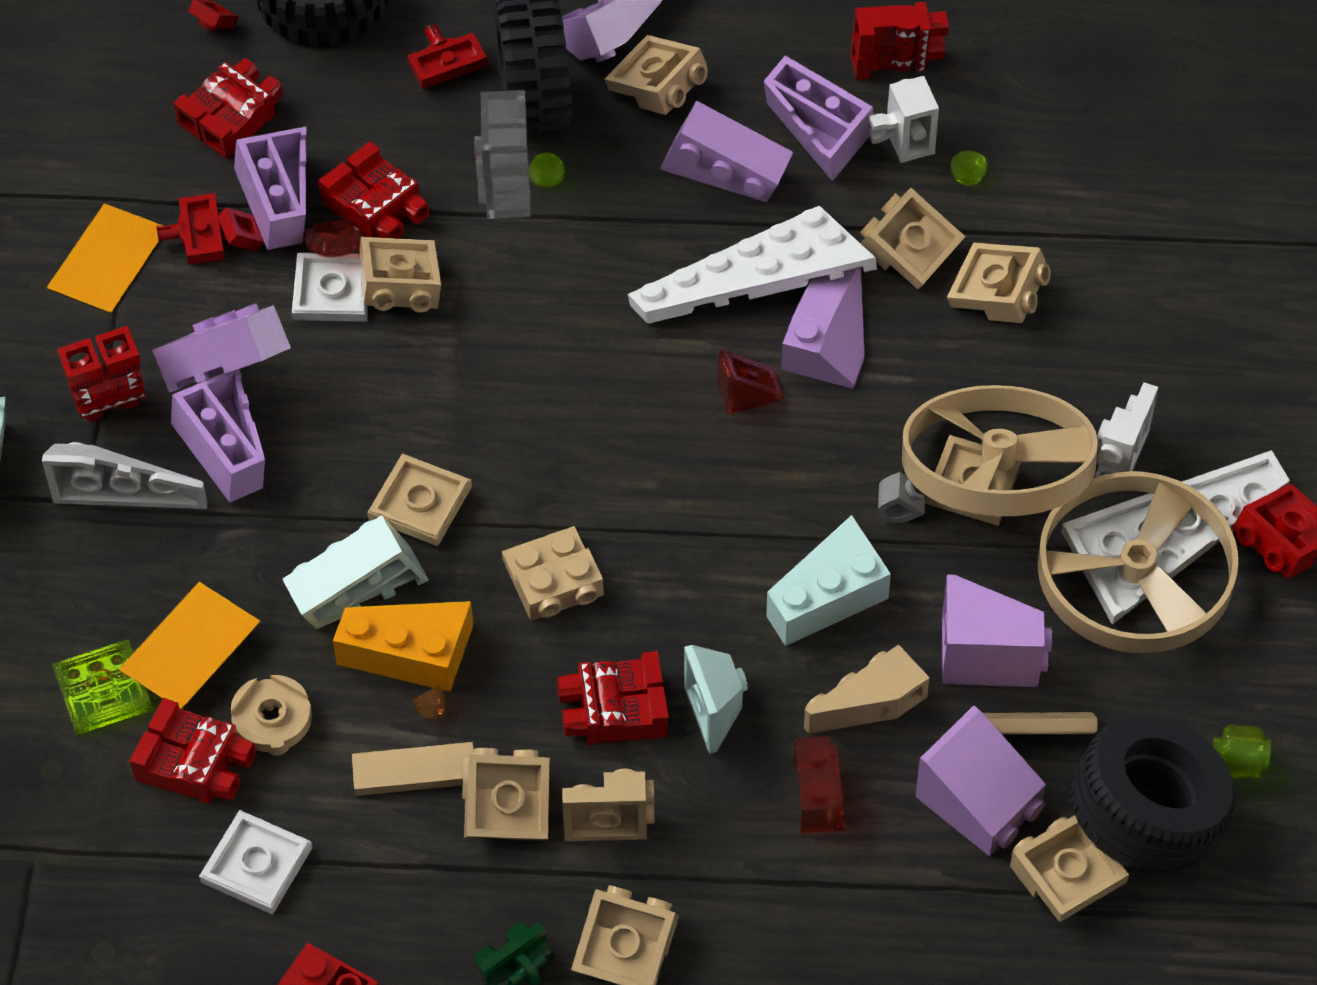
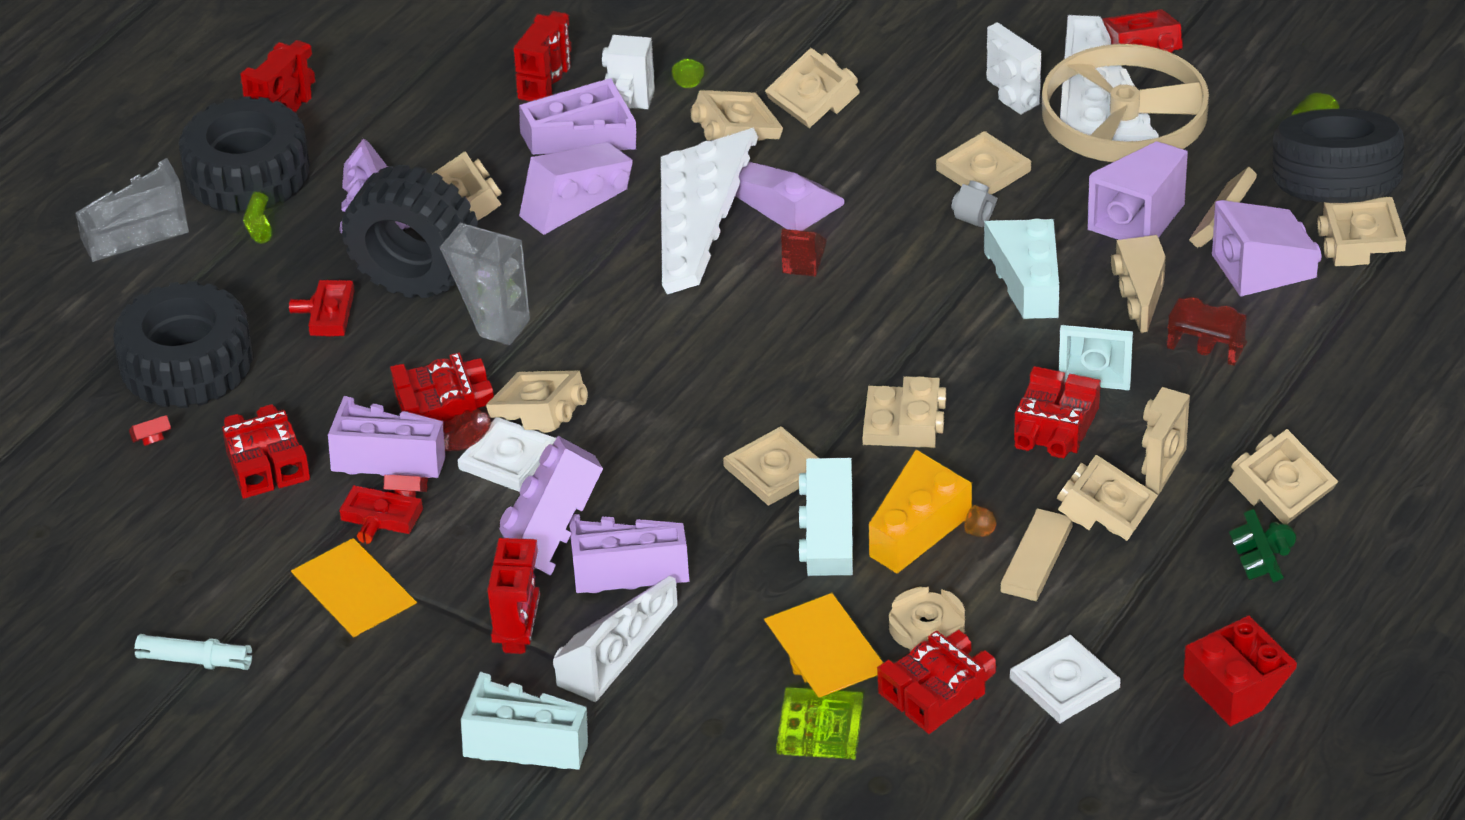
camera: 60 degrees left, 15 degrees down
(1003, 449) = (984, 126): tan piece -> none

